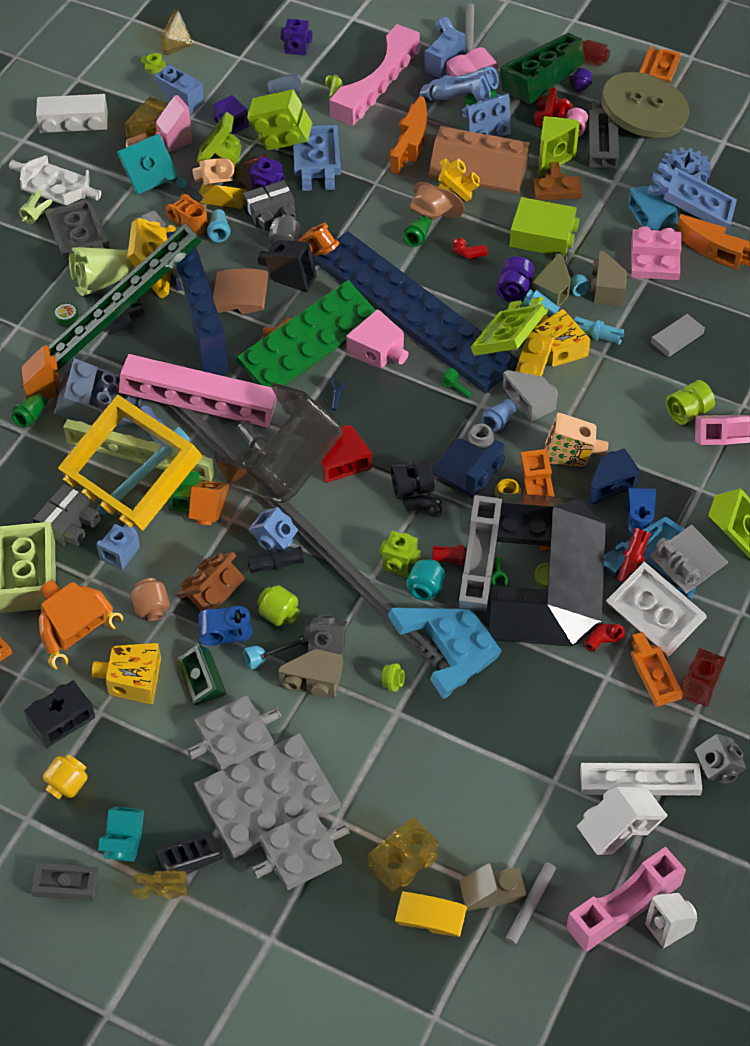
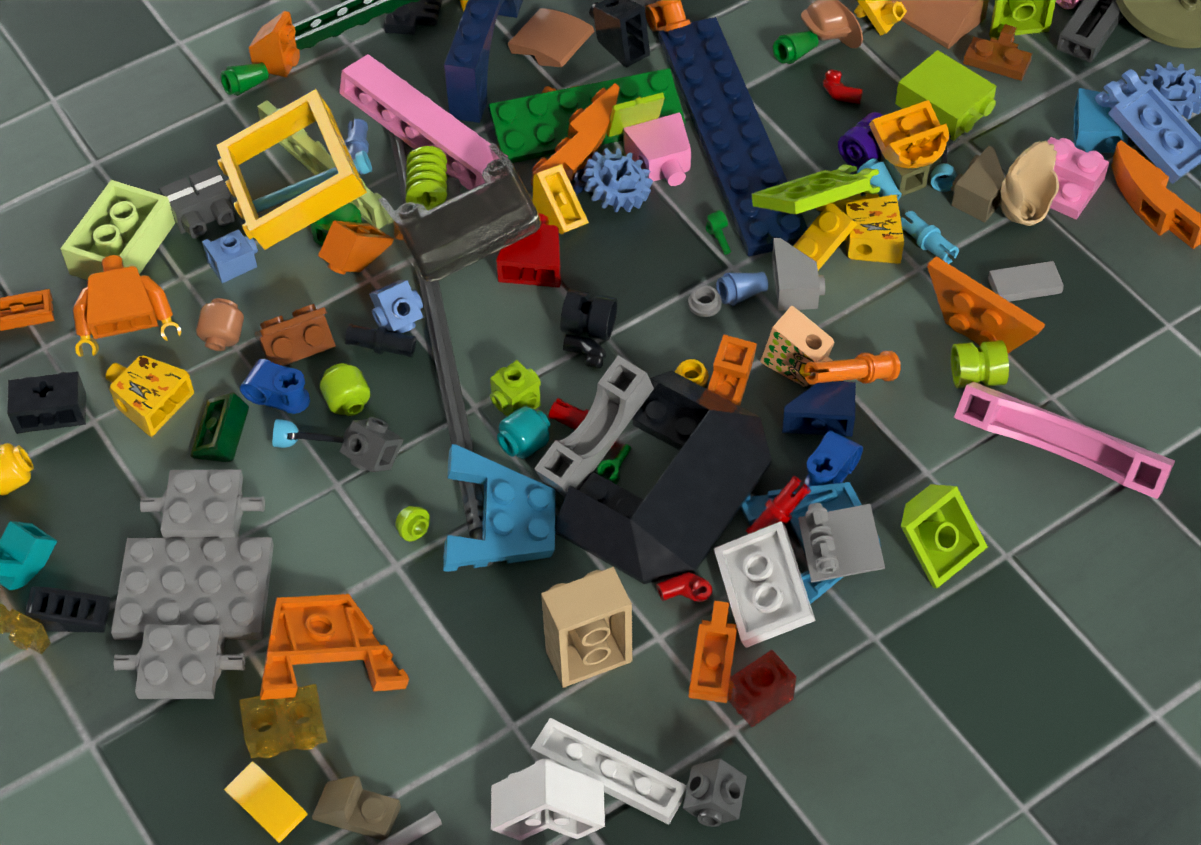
camera: 30 degrees right, 0 degrees up
(88, 392) = (309, 70): sand blue slope -> none
(231, 428) = (426, 177): none -> lime piece
(313, 673) = (332, 479): dark tan slope -> none
(323, 352) = (586, 132): none -> orange slope
(335, 404) = (557, 200): none -> yellow slope
(353, 321) = (634, 113): none -> lime piece
(364, 375) = (602, 175): none -> medium blue gear
(389, 779) = (322, 632): none -> orange wing
(469, 466) = (666, 328): dark blue bracket -> none
(550, 264) = (911, 136): none -> light orange slope
(573, 688) = (587, 626): none -> tan brick
(621, 436) = (864, 368): none -> orange pin
(646, 268) = (1030, 185): none -> tan hair
(671, 366) = (979, 311): none -> orange wing

